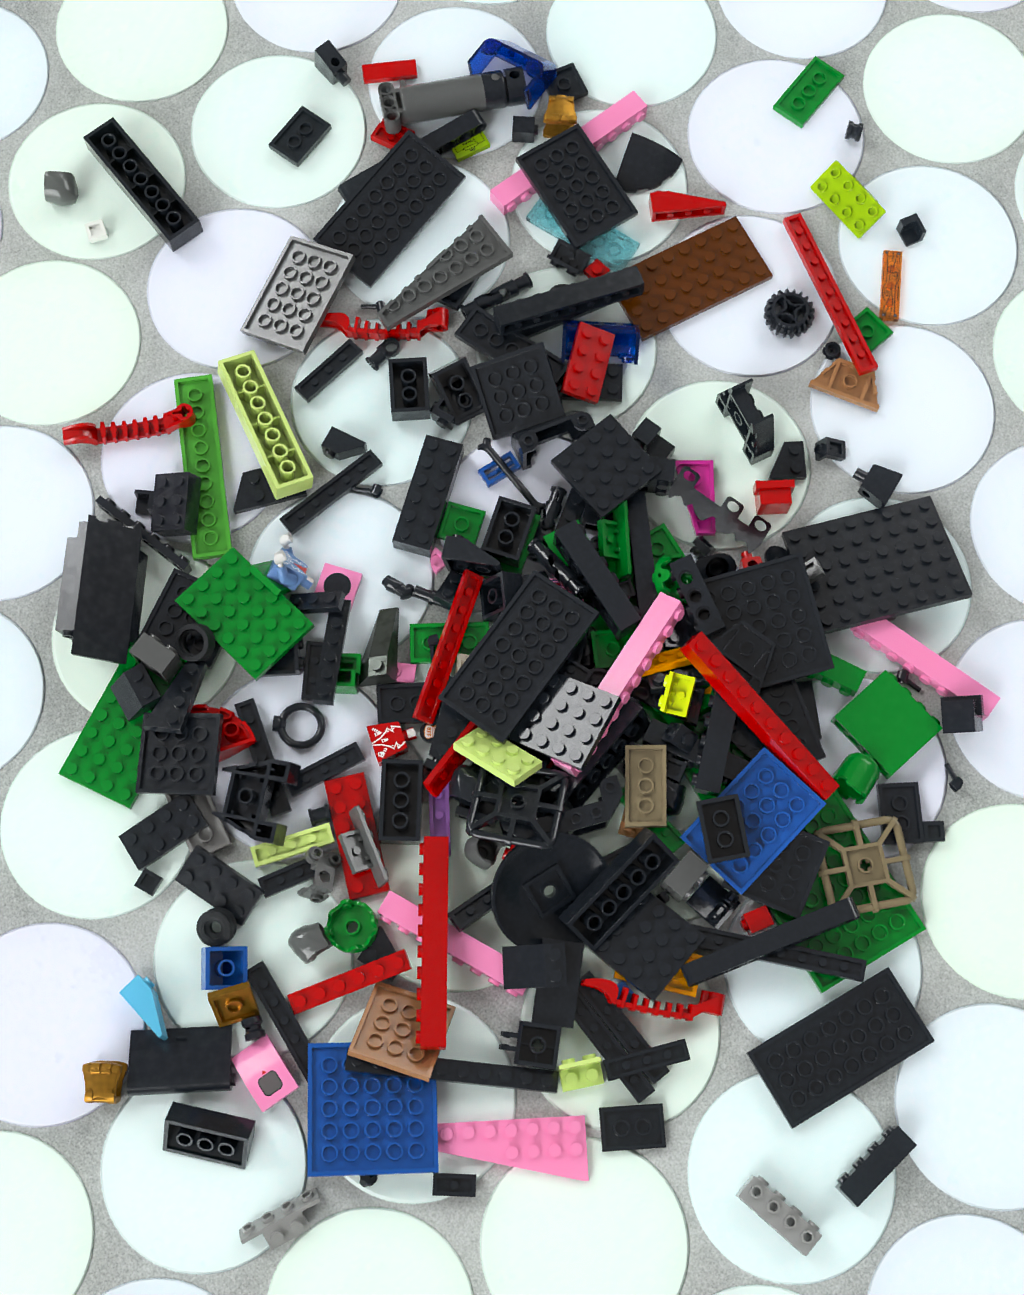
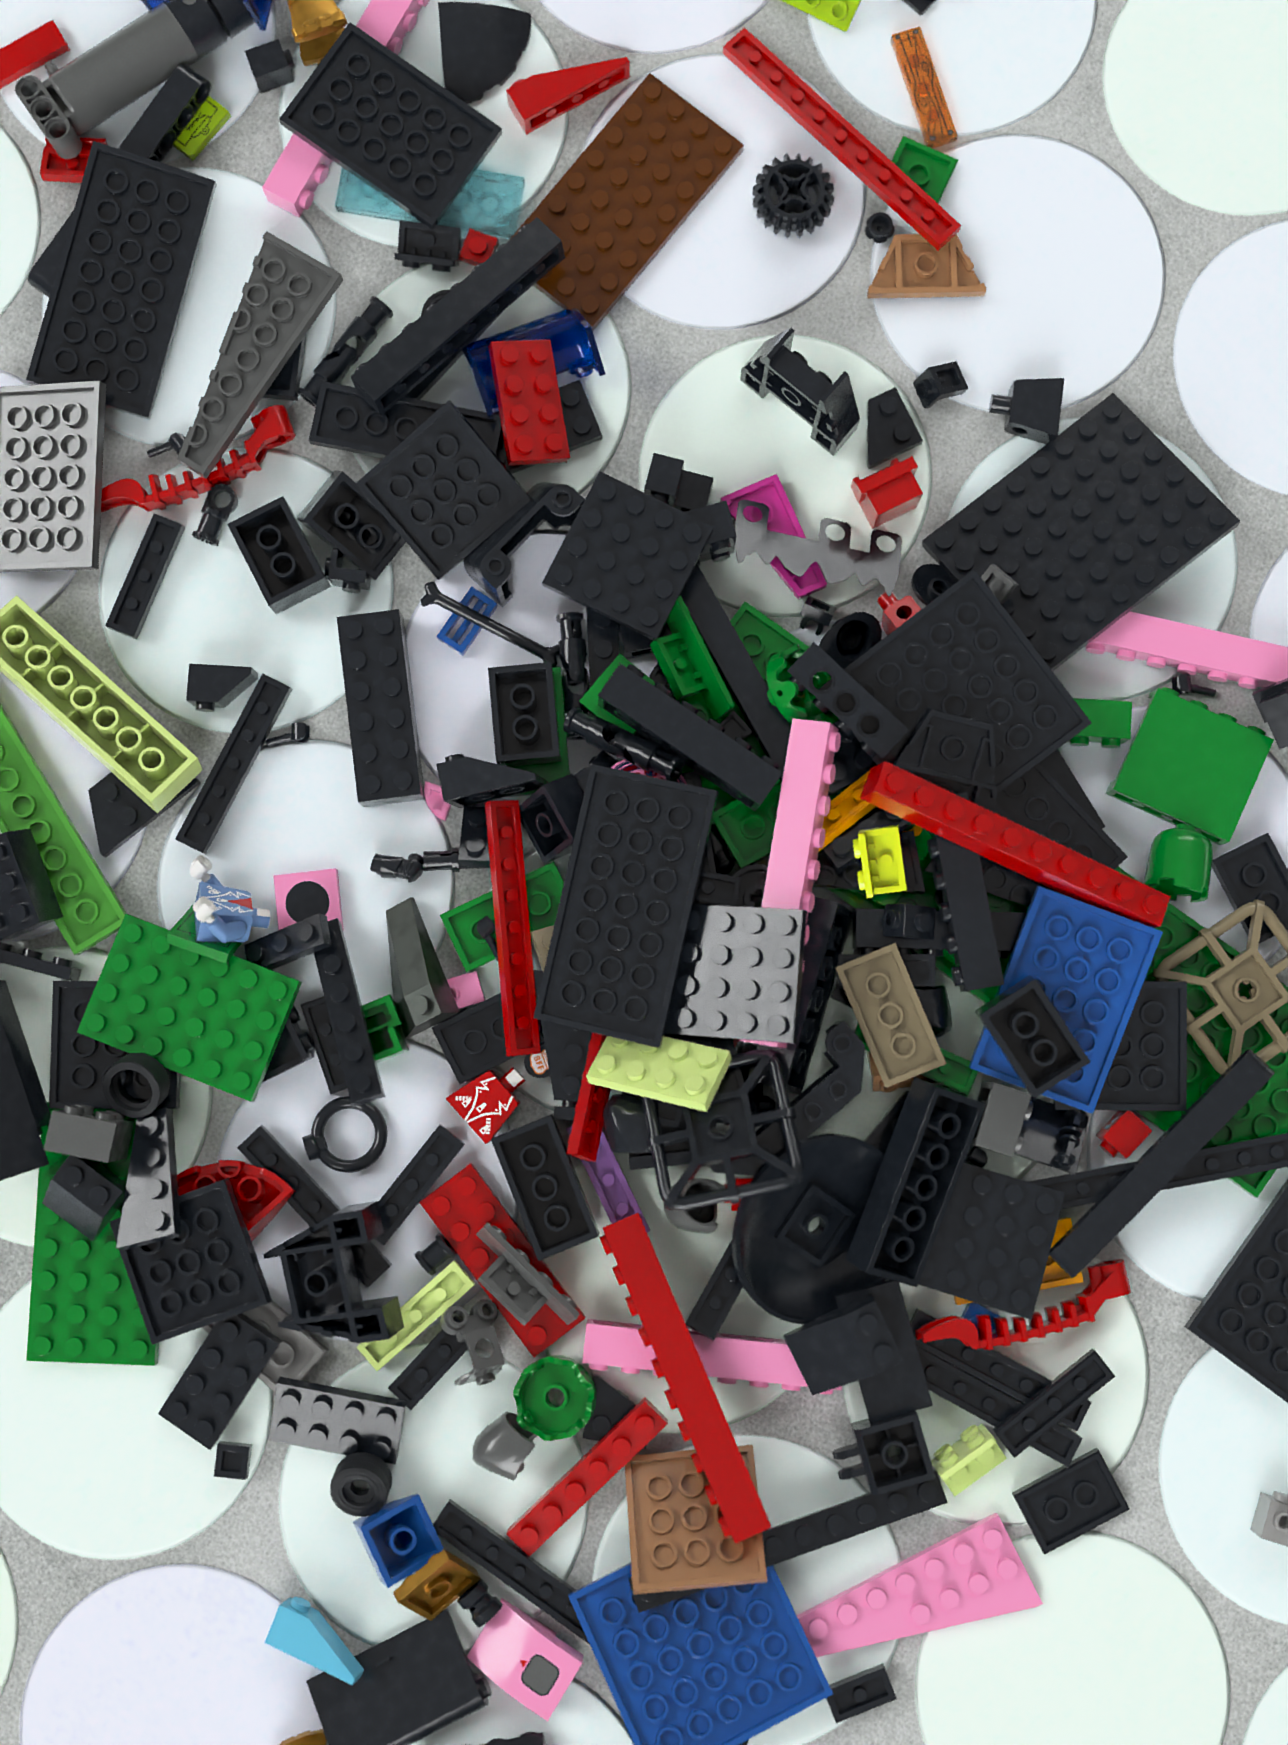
camera: 20 degrees left, 10 degrees up
(461, 521) = (448, 728): green tile -> none

